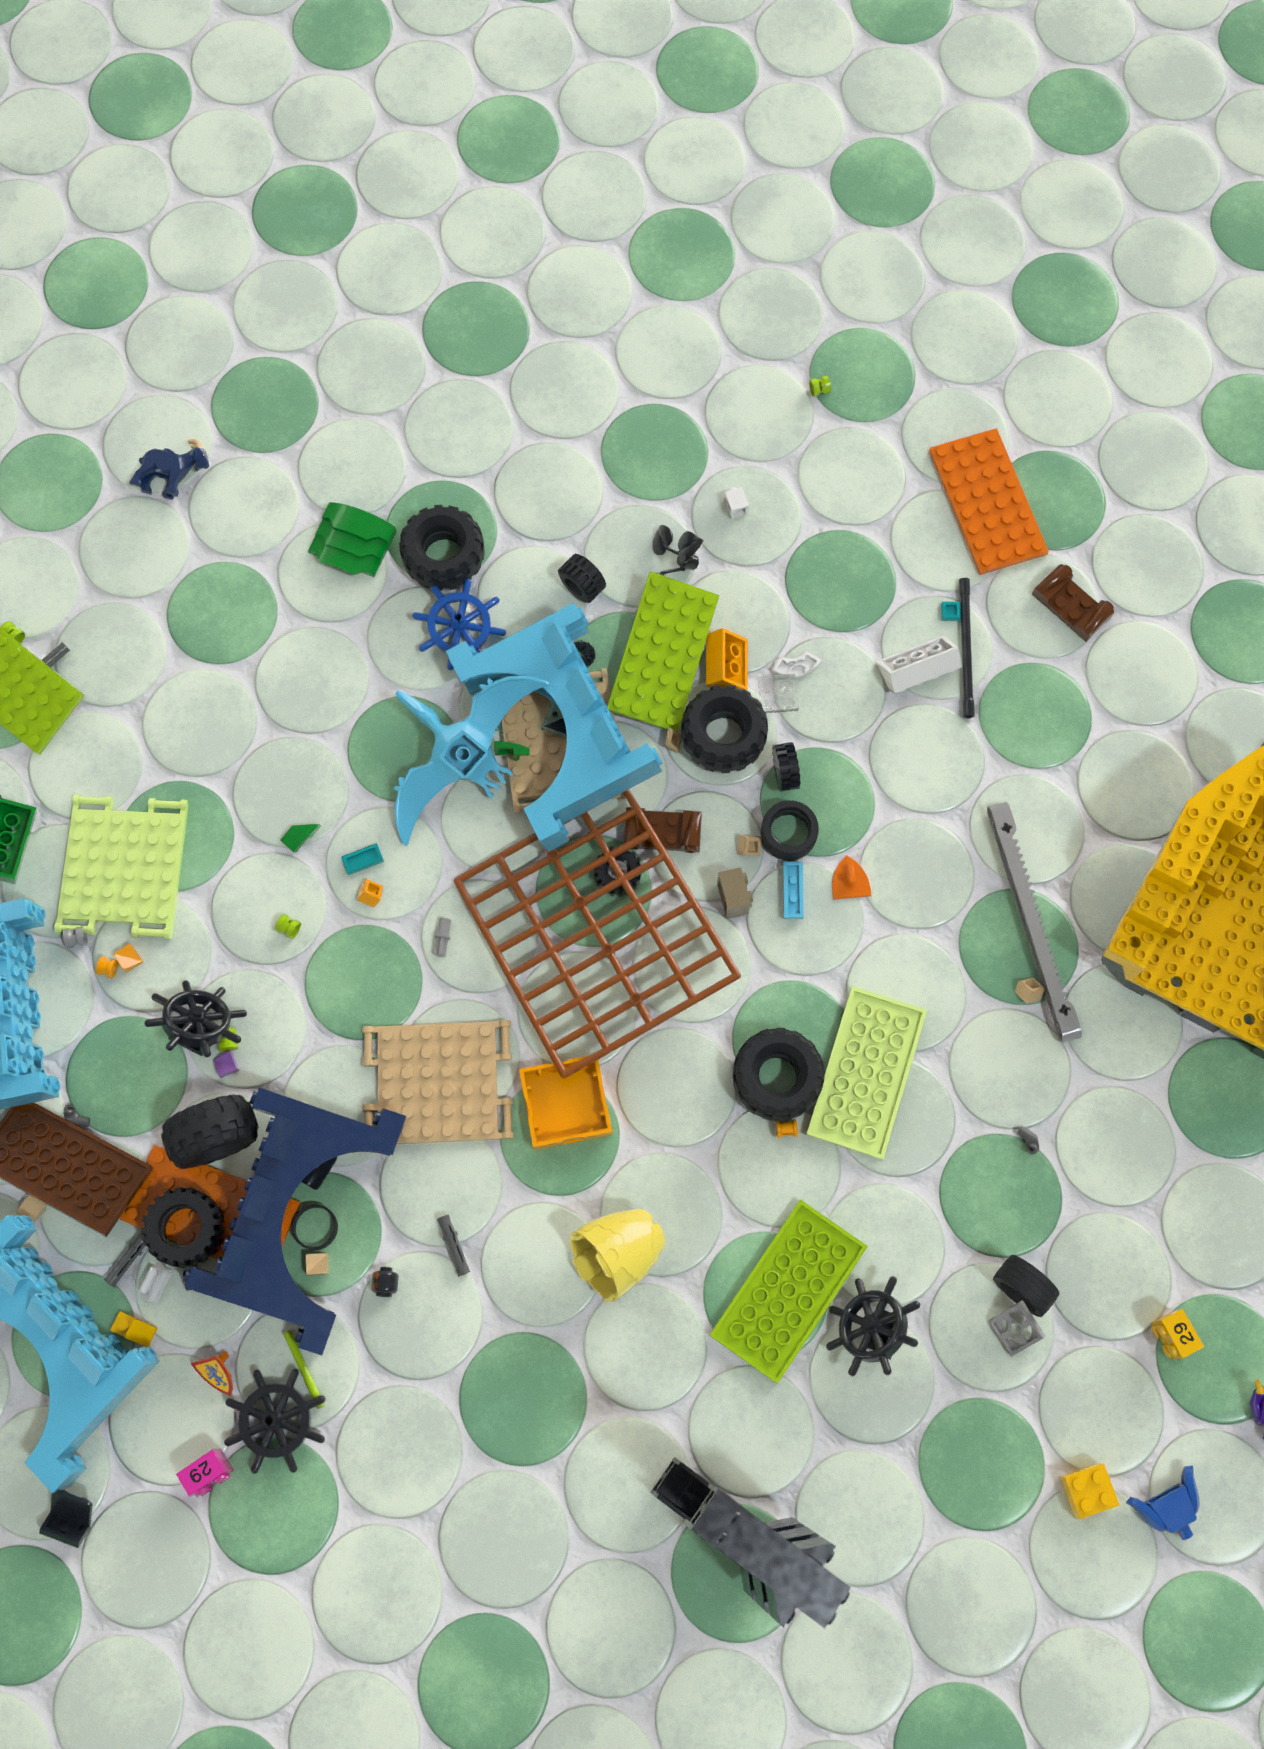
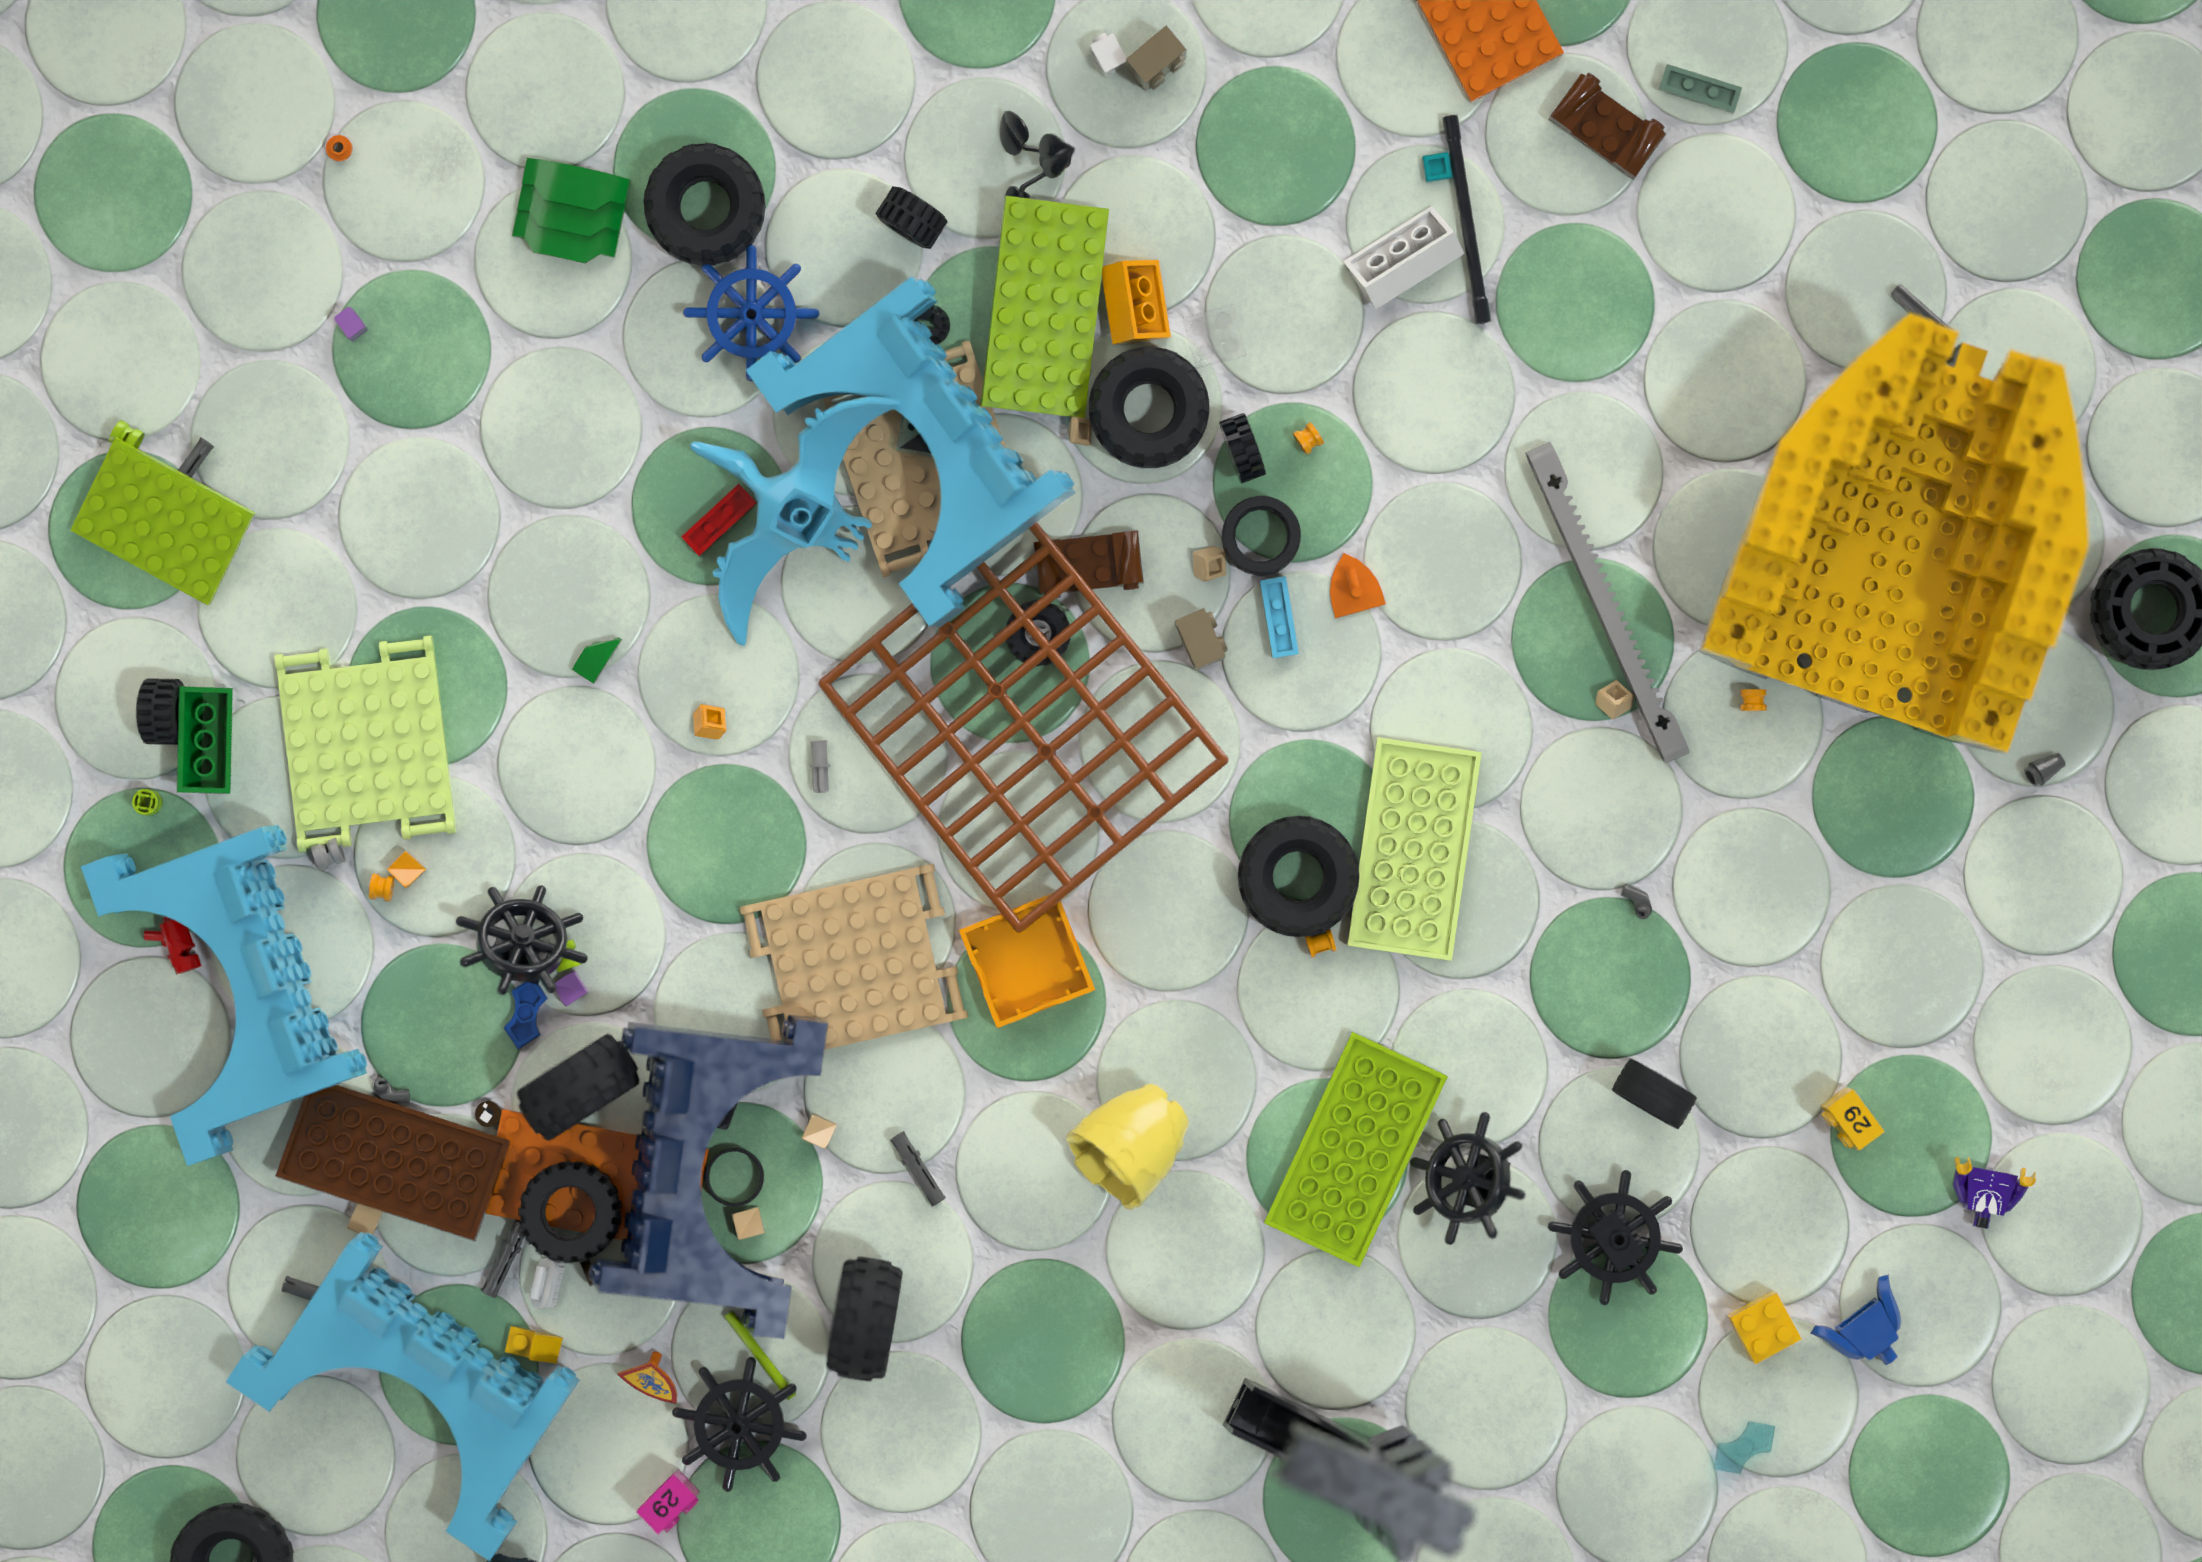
camera: 10 degrees left, 15 degrees up
(142, 1146) = (488, 1113): none -> dark brown tile
(169, 466) = (285, 141): dark blue animal -> none
(184, 586) = (350, 323): none -> medium lavender slope
(185, 1085) = (523, 1024): none -> blue tile
(207, 481) = (344, 154): none -> orange plate
(287, 926) = (610, 788): lime wheel -> none
(362, 859) = (688, 675): teal tile -> none
(384, 1282) = (839, 1231): black head -> none
(385, 1203) = (819, 1131): none -> tan slope
(386, 1350) = (864, 1319): none -> black tyre
(406, 756) = (719, 520): none -> red plate
(509, 748) = (872, 491): green slope -> none
(768, 507) = (1156, 59): none -> dark tan brick
(799, 666) = (1233, 290): white tile -> none
(833, 771) = (1308, 438): none -> light orange wheel
(981, 1395) = (1614, 1238): none -> black piece
(1012, 1347) = (1647, 1168): light grey piece -> none
(1069, 1584) = (1754, 1440): none -> clear light blue tile
(1133, 1007) = (1753, 700): none -> light orange wheel
(1140, 589) = (1700, 88): none -> sand green plate

